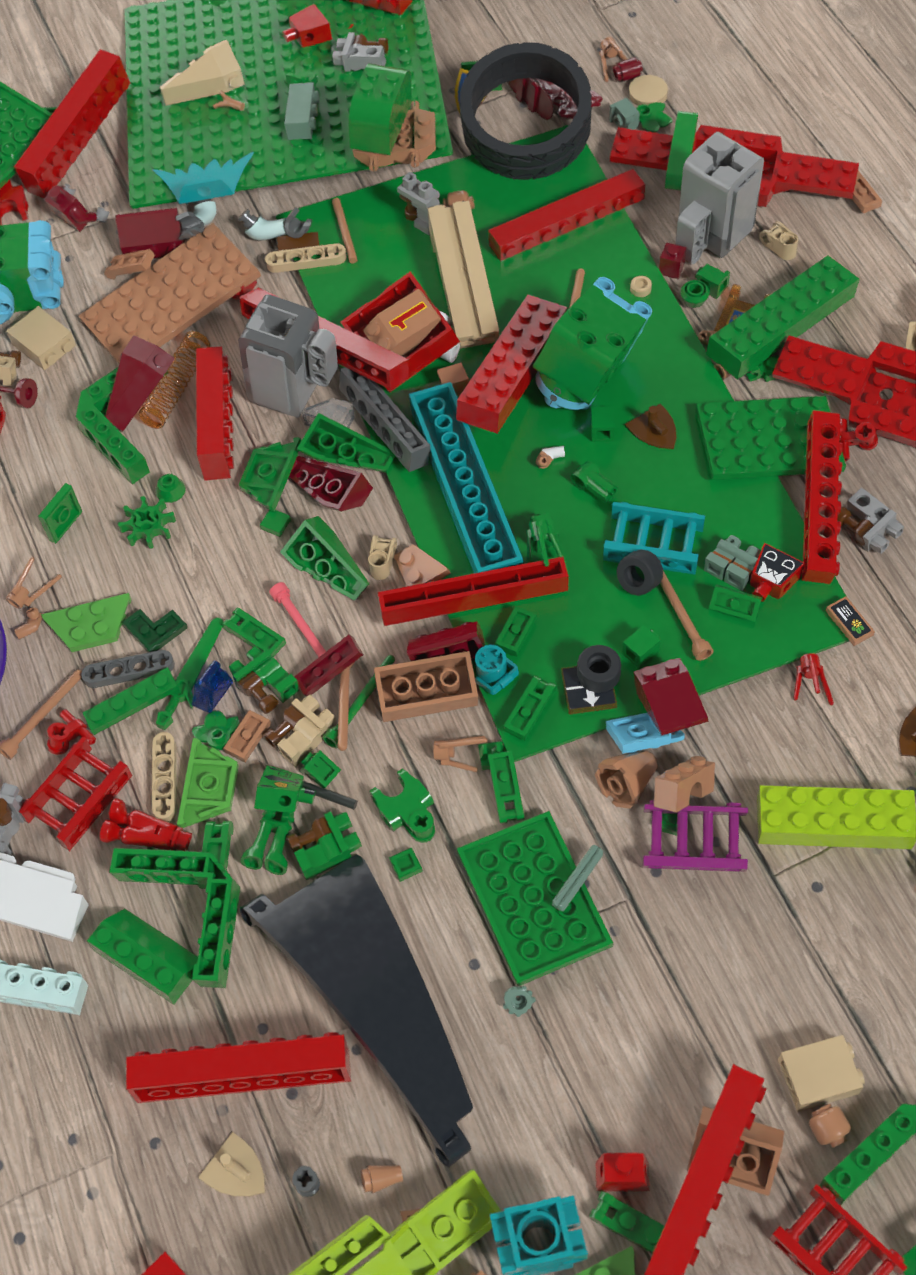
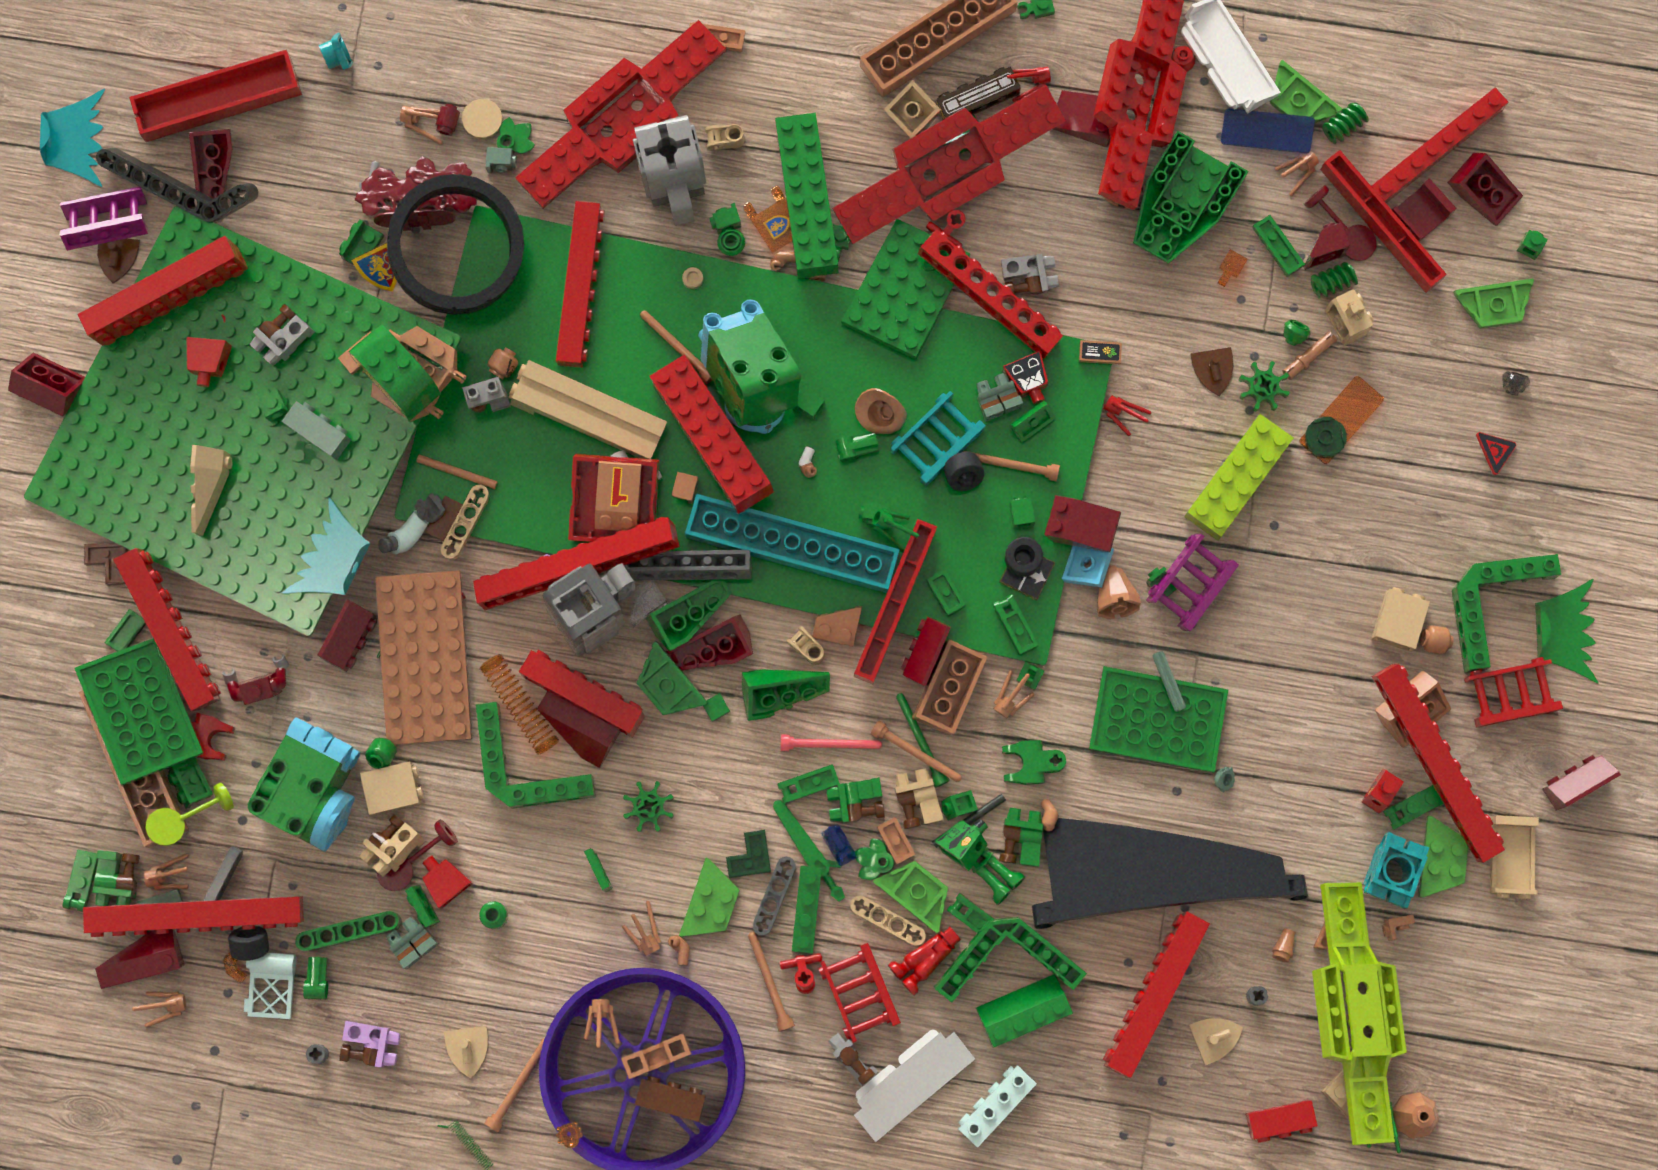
camera: 60 degrees left, 20 degrees up
(67, 312) = (380, 753): none -> green head
(129, 263) = (366, 671): nougat plate -> none
(138, 374) = (507, 732): dark red wedge -> none
(170, 488) = (624, 777): green cone -> none
(180, 444) = (584, 732): none -> dark red wedge
(194, 222) = (367, 595): piece -> none
(229, 102) = (249, 481): nougat bar -> none
(328, 665) = (882, 746): dark red plate -> none
(362, 854) = (1050, 816): none -> nougat arm
(405, 864) = (1073, 790): green tile -> none
(492, 669) = (966, 628): teal piece -> none
(505, 785) = (1064, 682): green plate -> none
(638, 477) = (879, 412): none -> nougat hat
(654, 428) = (835, 365): reddish brown shield -> none
(672, 260) = (685, 235): dark red brick -> none
(681, 148) = (588, 150): green beam -> none
(688, 778) = (1152, 556): nougat arch -> none

